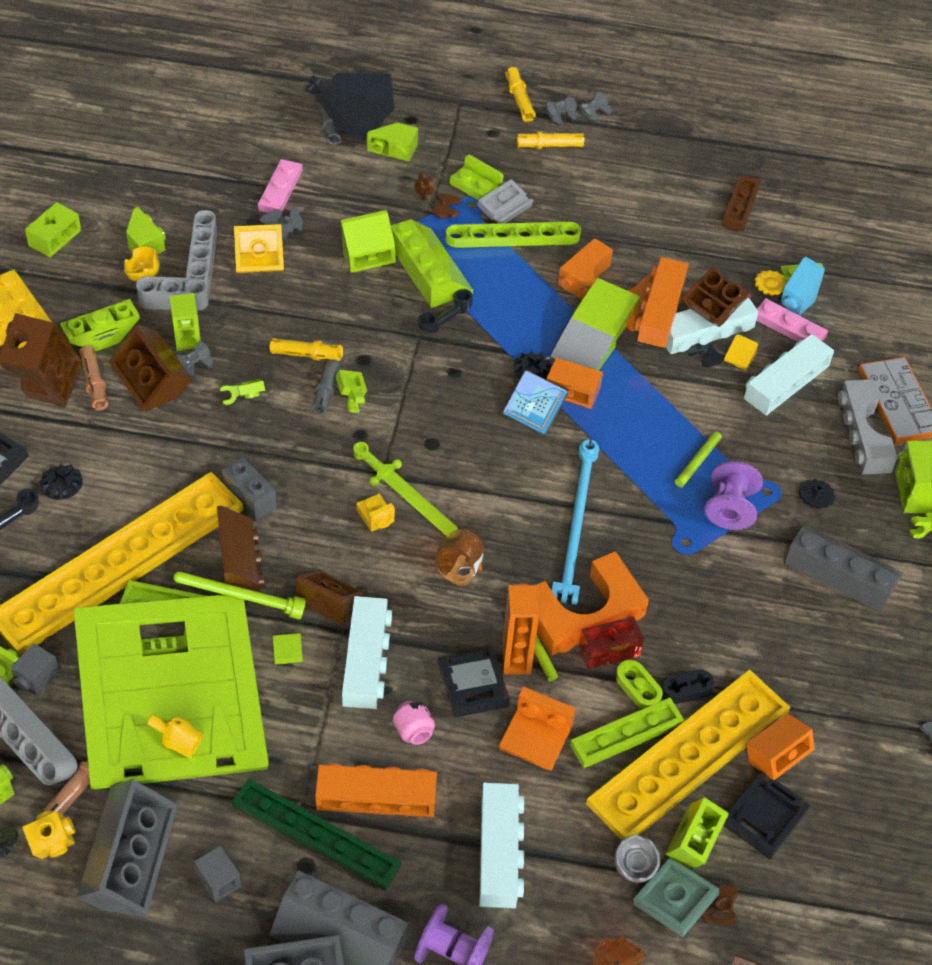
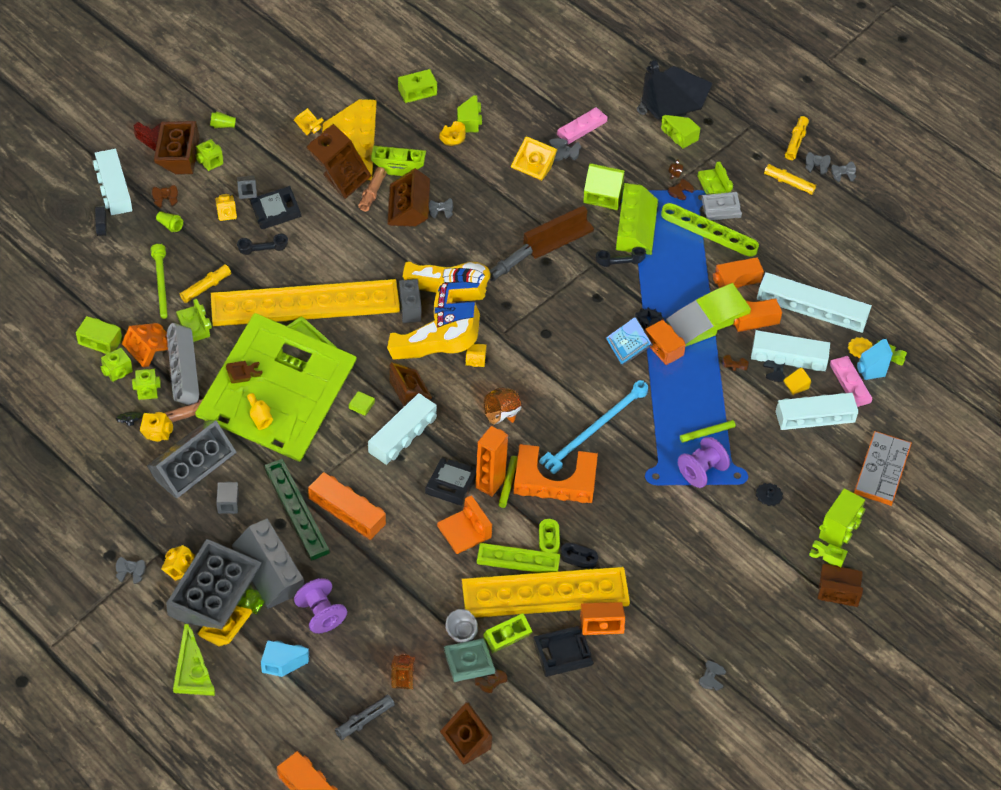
camera: 35 degrees right, 0 degrees up
(34, 669) = (214, 337): dark grey brick -> none
(58, 490) = (314, 245): black gear -> none
(116, 696) = (240, 372): none -> reddish brown plate
(155, 291) = (475, 164): light grey beam -> none
(185, 321) = (449, 181): lime brick -> none
(238, 550) = (371, 334): reddish brown slope -> none
(249, 389) = (458, 242): lime plate -> none
(292, 606) = (381, 380): lime piece -> none
(314, 350) = (515, 238): yellow pin -> none
(334, 487) = (454, 323): none -> animal
(353, 385) = (522, 273): lime plate -> none
(355, 318) = (558, 232): none -> reddish brown panel
(387, 473) = (504, 348): lime sword -> none
(414, 722) = (397, 481): bright pink head -> none
(499, 845) = (391, 573): light aqua brick -> none
(611, 642) = (549, 503): clear red brick -> none
(662, 303) = (762, 319): orange brick -> none
(668, 365) = (742, 363): none -> reddish brown piece
(715, 297) = (801, 334): reddish brown slope -> none
(720, 252) = (814, 302): none -> light aqua brick
(741, 203) = (889, 285): reddish brown plate -> none
(842, 567) = (743, 544): dark grey slope -> none
(872, 450) = (849, 454): light grey arch -> none

